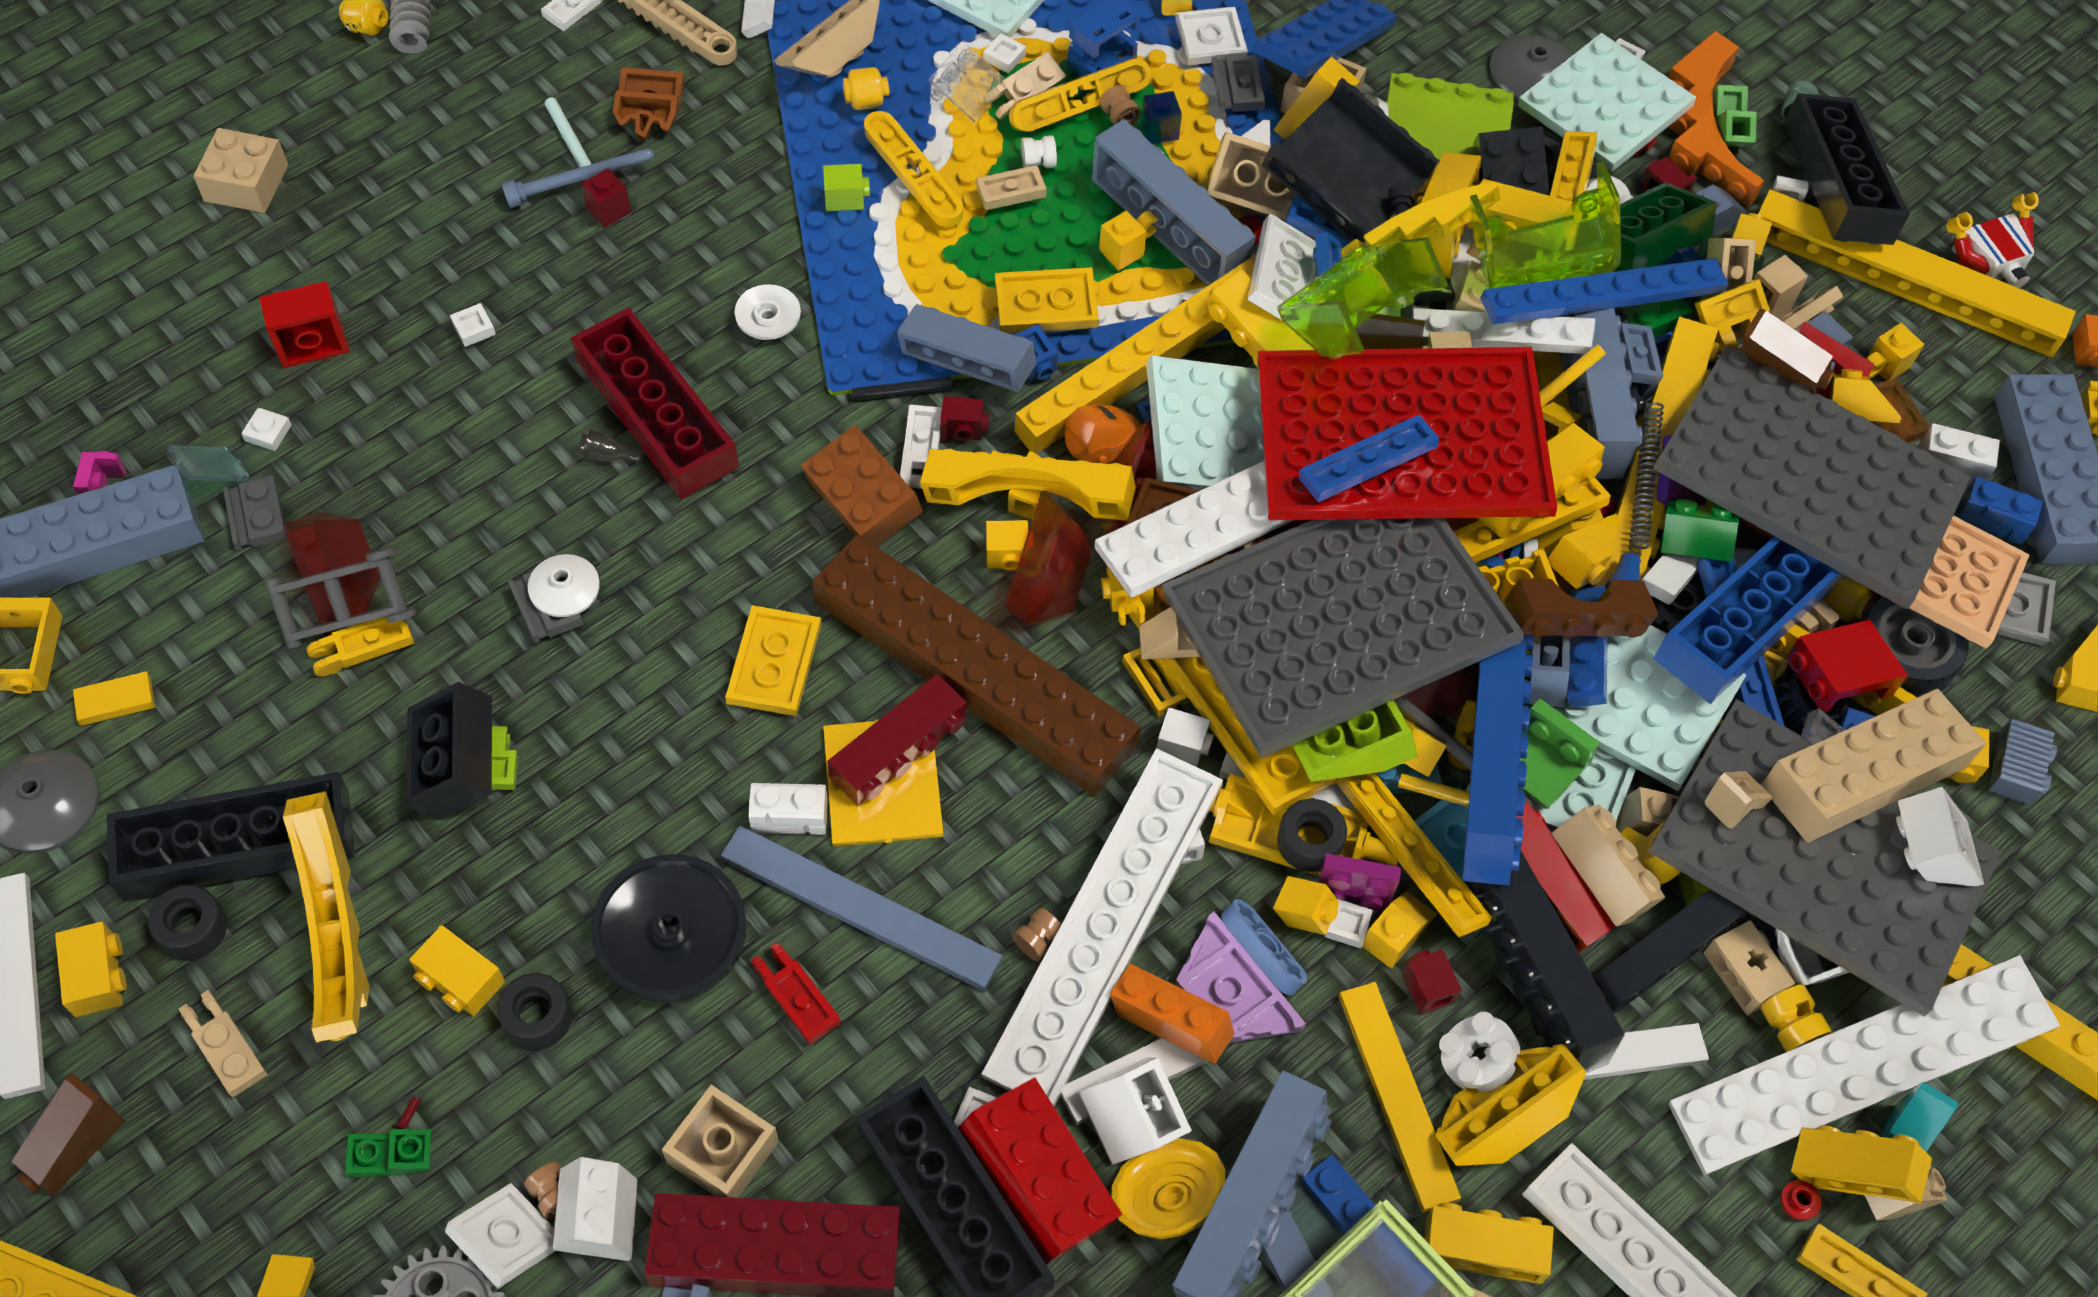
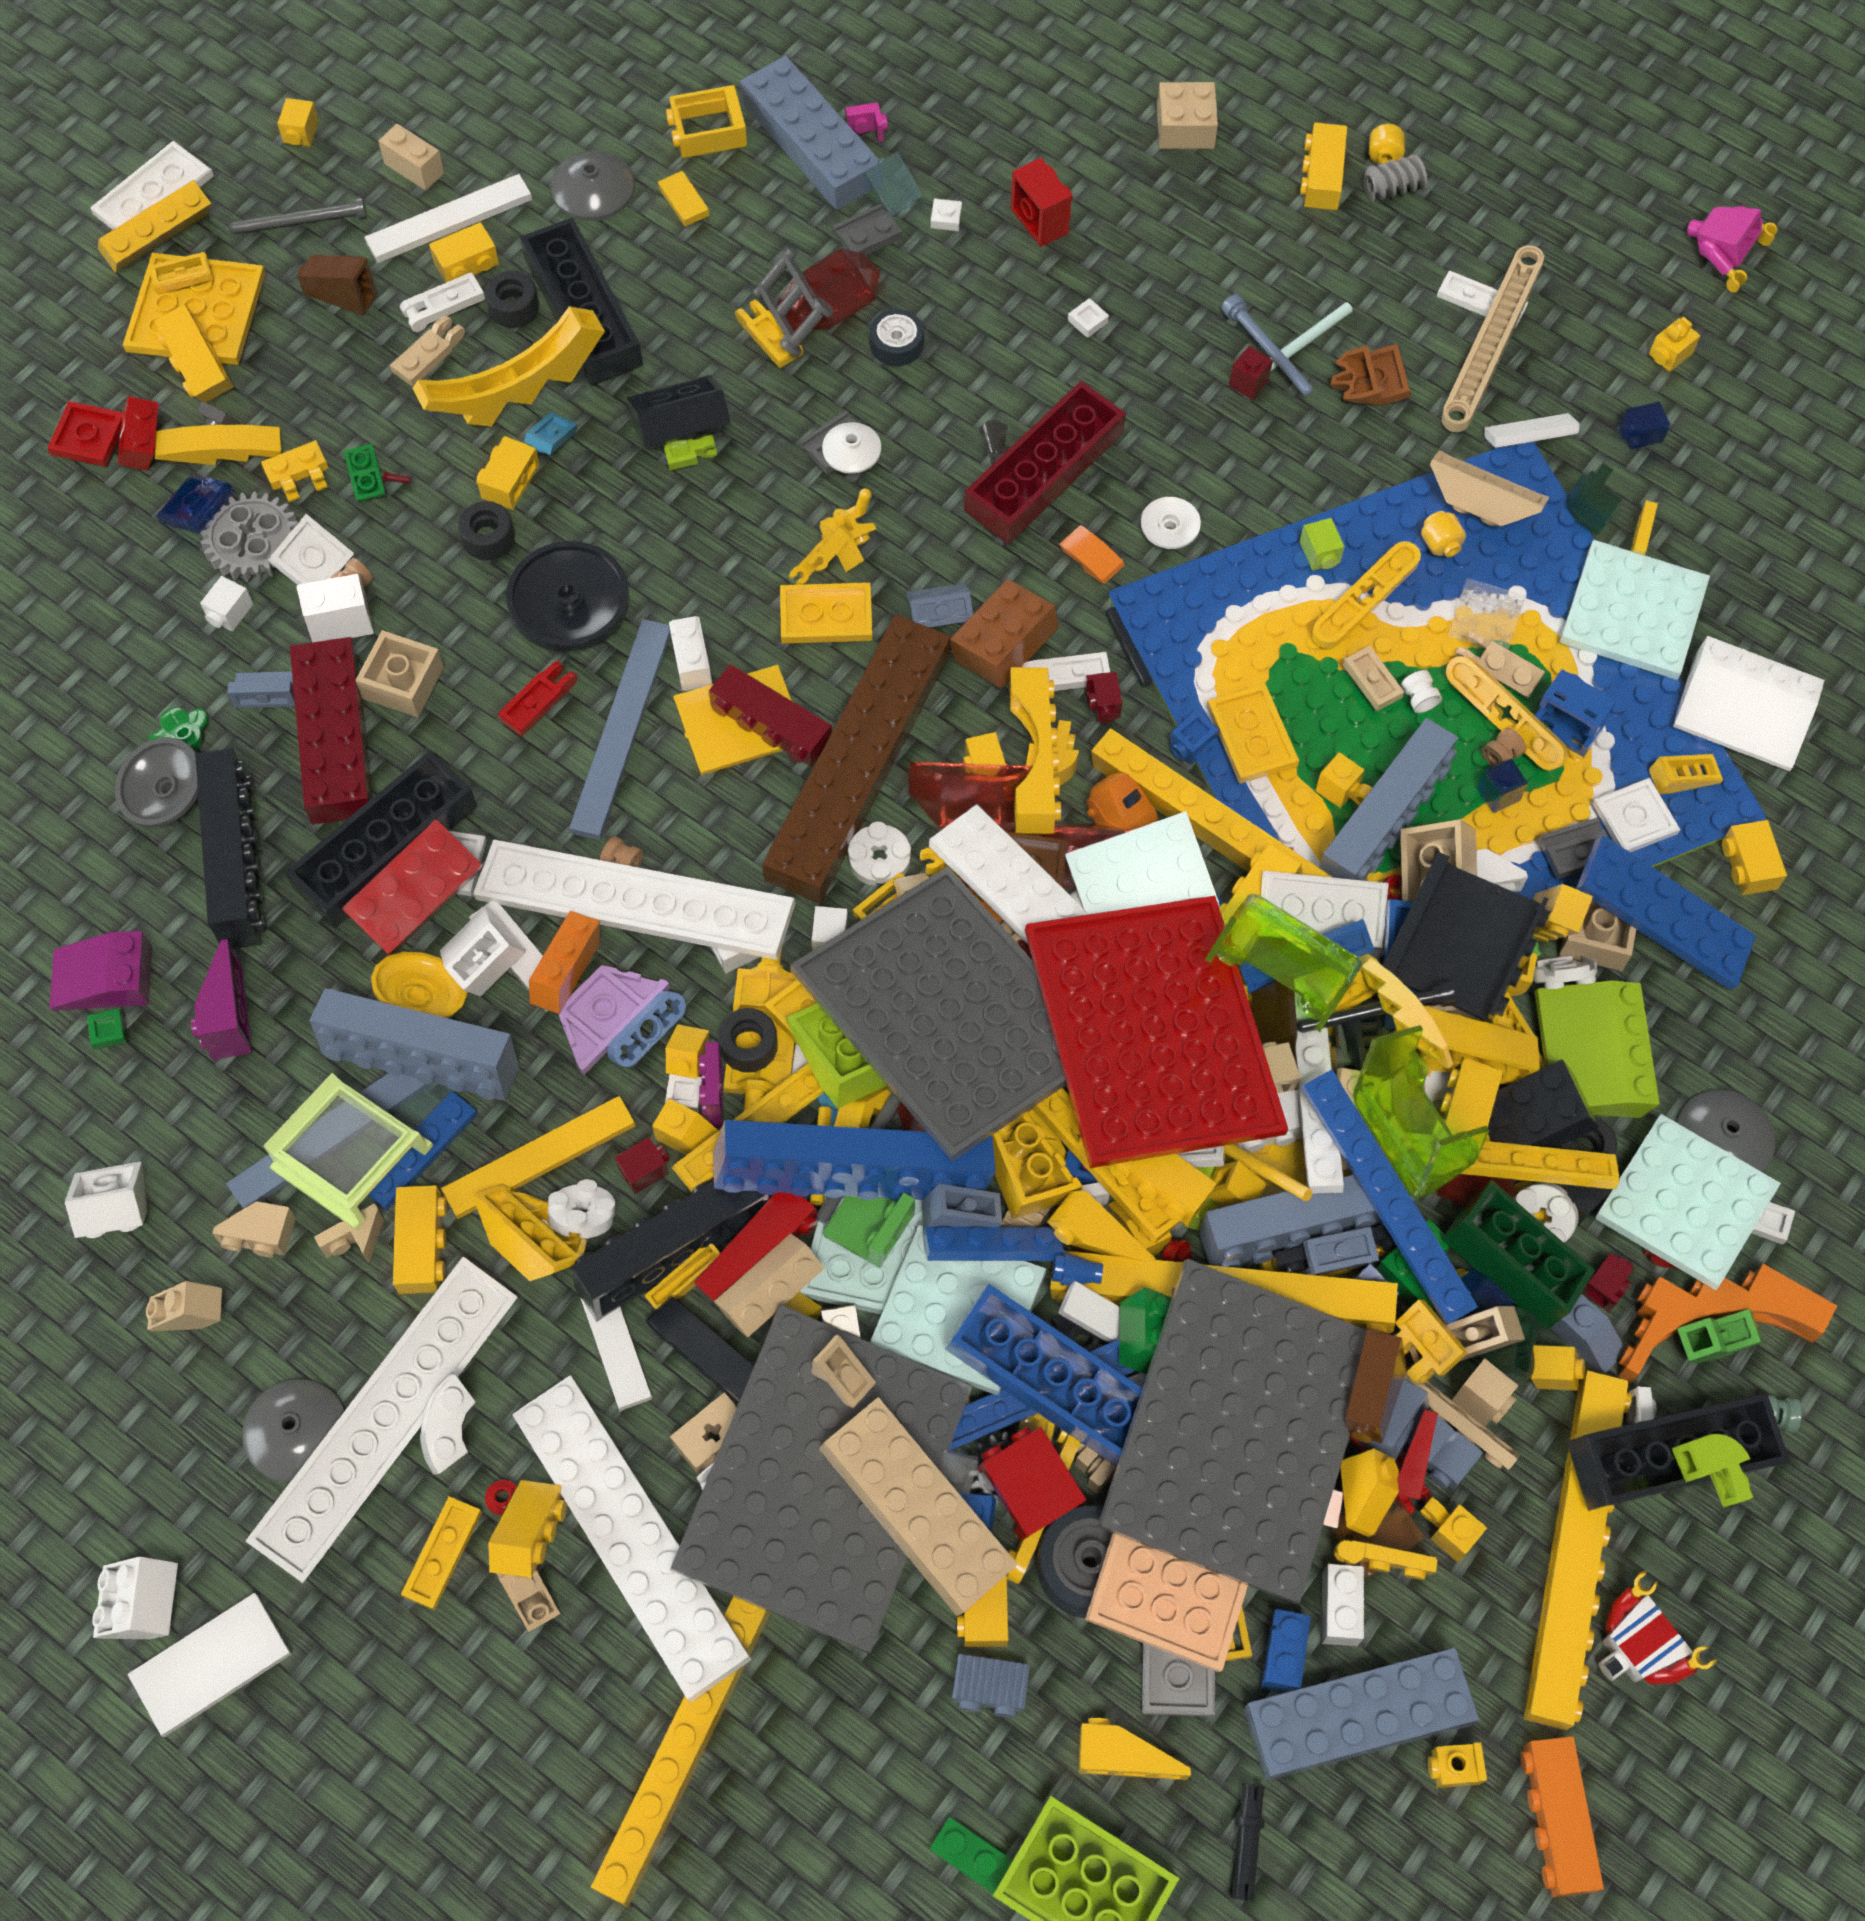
camera: 80 degrees right, 5 degrees up
(151, 1010) = (442, 301): none -> white plate
(339, 1242) = (294, 466): none -> yellow plate
(365, 71) = (1324, 166): none -> yellow brick
(421, 907) = (550, 433): none -> dark azure plate
(428, 497) = (896, 337): none -> black wheel
(689, 615) = (840, 537): none -> yellow piece
(782, 389) = (1092, 554): none -> orange slope
(797, 545) = (941, 605): none -> sand blue panel
(967, 347) = (1170, 677): sand blue brick -> none
(1004, 53) = (1535, 639): white plate -> none
(1101, 655) = (878, 837): none -> white plate
(1368, 458) = (1101, 993): blue plate -> none
(1547, 610) = (1023, 1256): reddish brown arch -> none
(1638, 483) = (1160, 1277): dark grey piece -> none
(1723, 1242) = (442, 1424): none -> white brick
(1795, 1018) = (656, 1484): yellow wheel -> none
(1875, 134) = (1719, 1458): none -> lime brick
(1920, 1115) = (582, 1586): teal slope -> none
(1923, 406) = (1382, 1558): none -> yellow hinge
(1938, 839) = (849, 1574): white slope -> none

